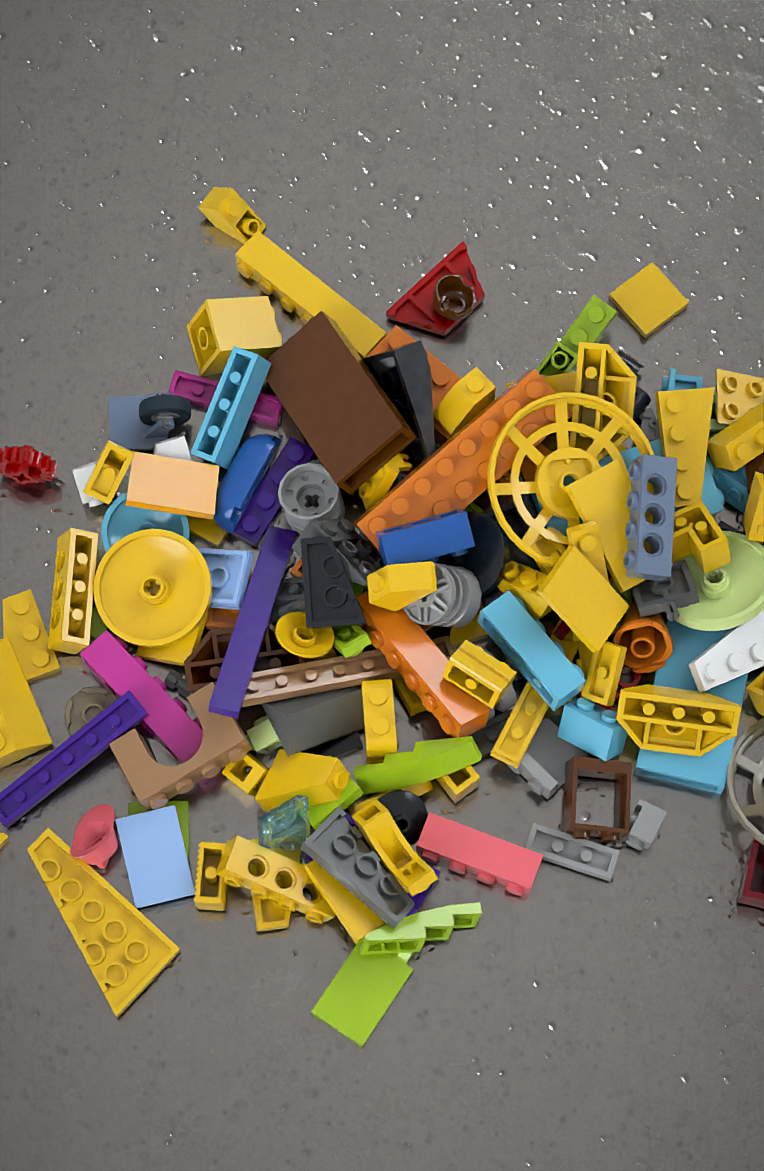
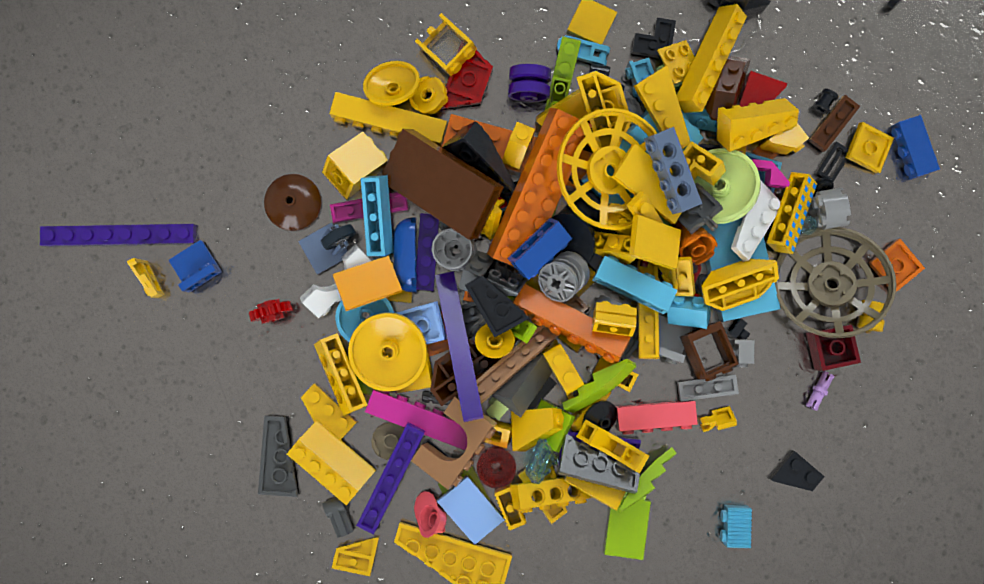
camera: 25 degrees left, 15 degrees up
(108, 472) = (324, 294): yellow slope -> none
(130, 361) = (303, 209): none -> reddish brown dish
(224, 797) = (500, 477): none -> clear red brick
(231, 214) = (313, 87): yellow slope -> none
(337, 253) = (391, 83): none -> yellow dish
(383, 303) = (437, 99): none -> yellow plate
(401, 584) = (540, 285): yellow slope -> none
(436, 241) = (447, 46): none -> window
(453, 297) = (477, 79): reddish brown hair -> none
(519, 1062) = (737, 526): none -> medium azure brick
(521, 335) = (529, 83): none -> dark purple wheel
(568, 902) = (721, 418): none -> yellow plate
(621, 333) = (587, 50): none -> medium azure plate
(644, 1033) = (797, 473): none -> black wing
(652, 791) = (737, 329): none -> black tile
(730, 932) = (820, 390): none -> lavender pin
(737, 358) = (663, 36): none -> black plate

